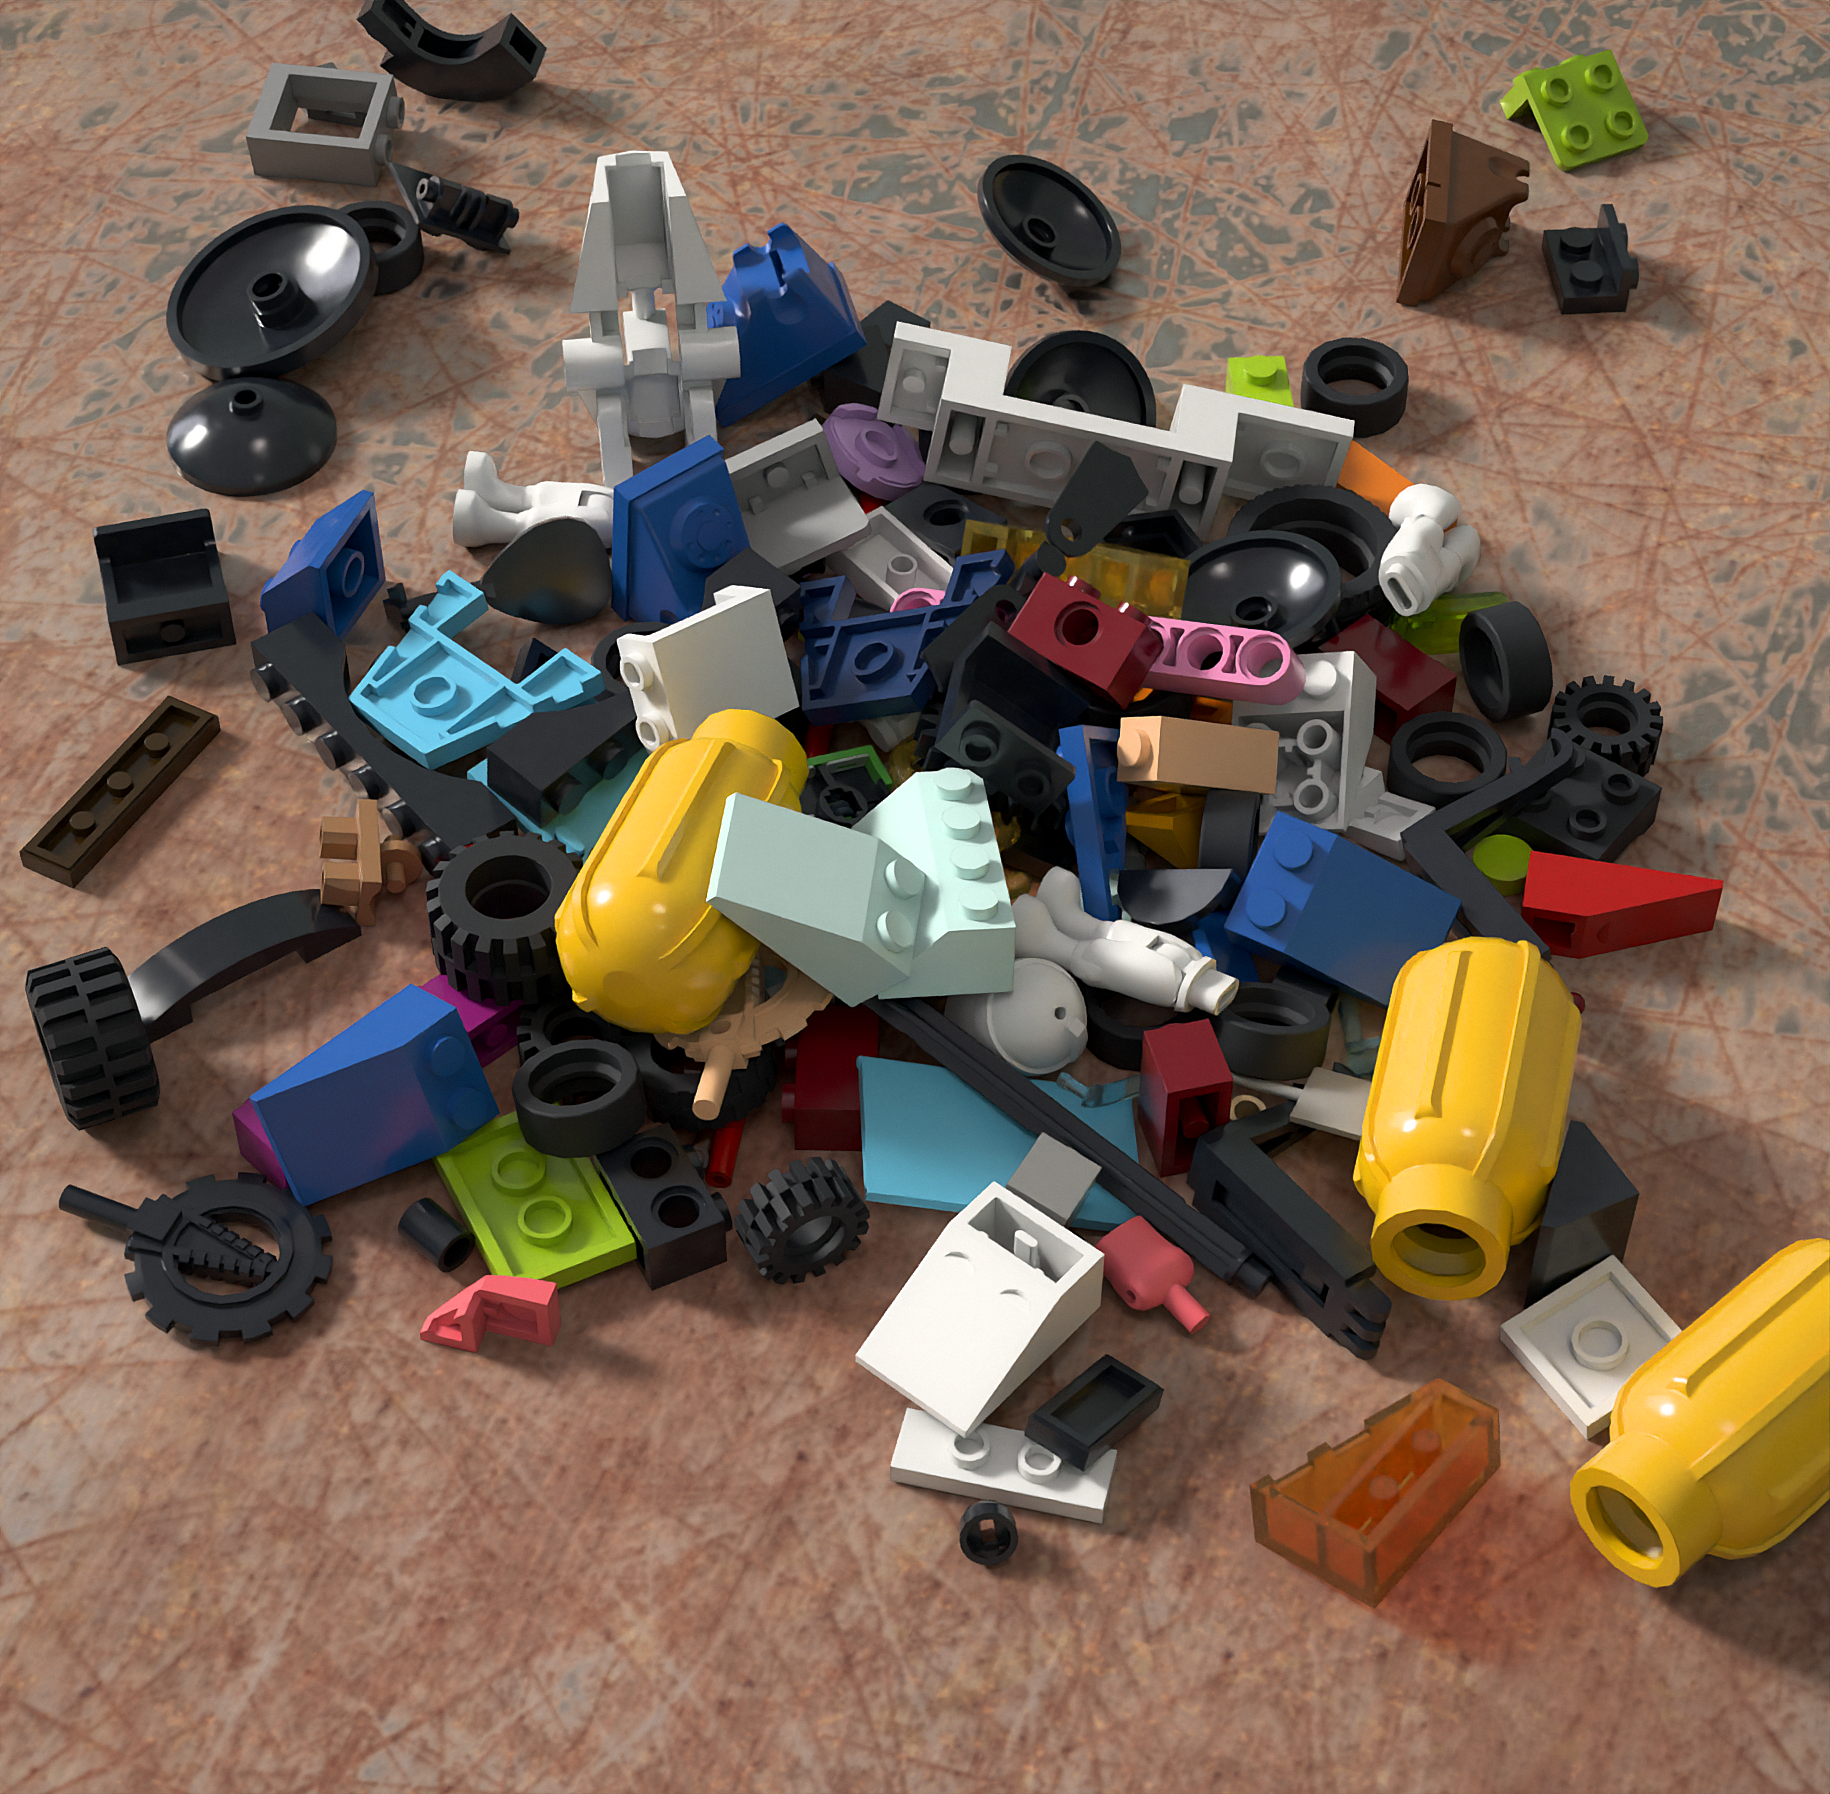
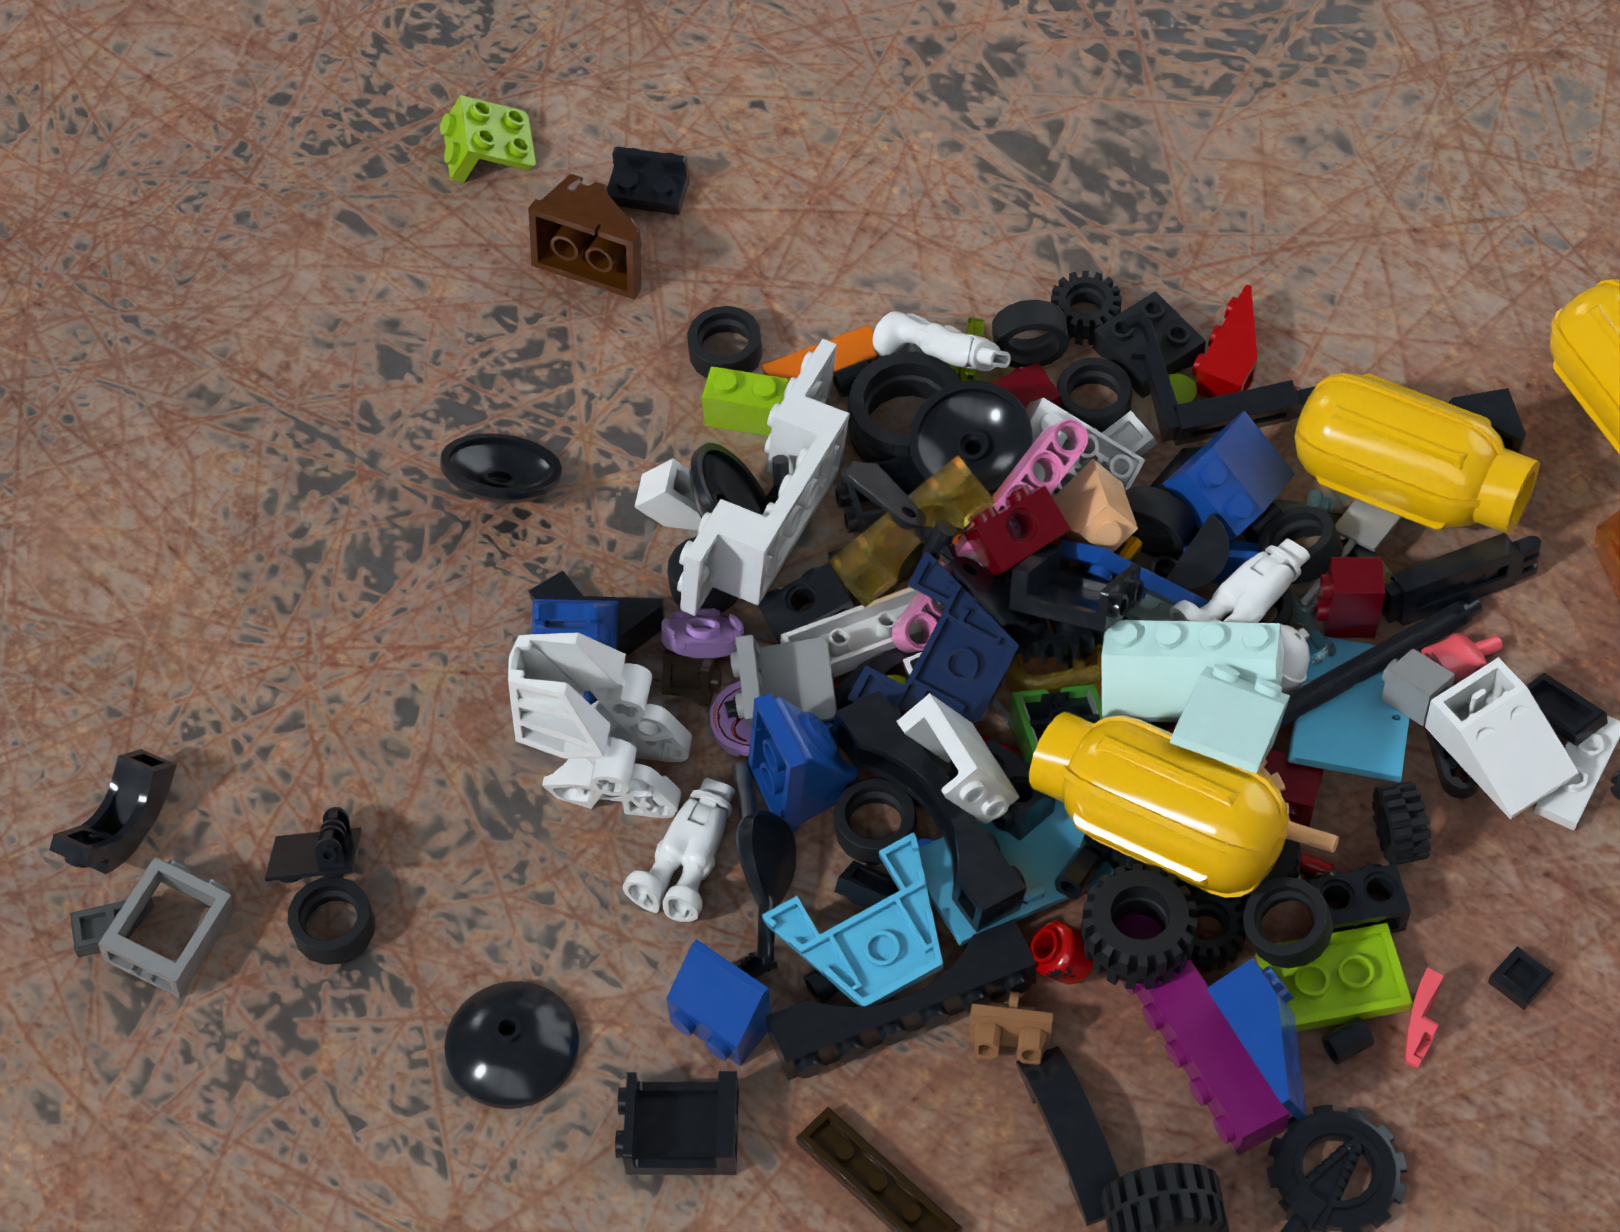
camera: 70 degrees left, 10 degrees up
(272, 293) = (378, 993): black dish -> none
(600, 1438) = (1520, 978): none -> black tile
(1589, 1341) = (1565, 455): white plate -> none

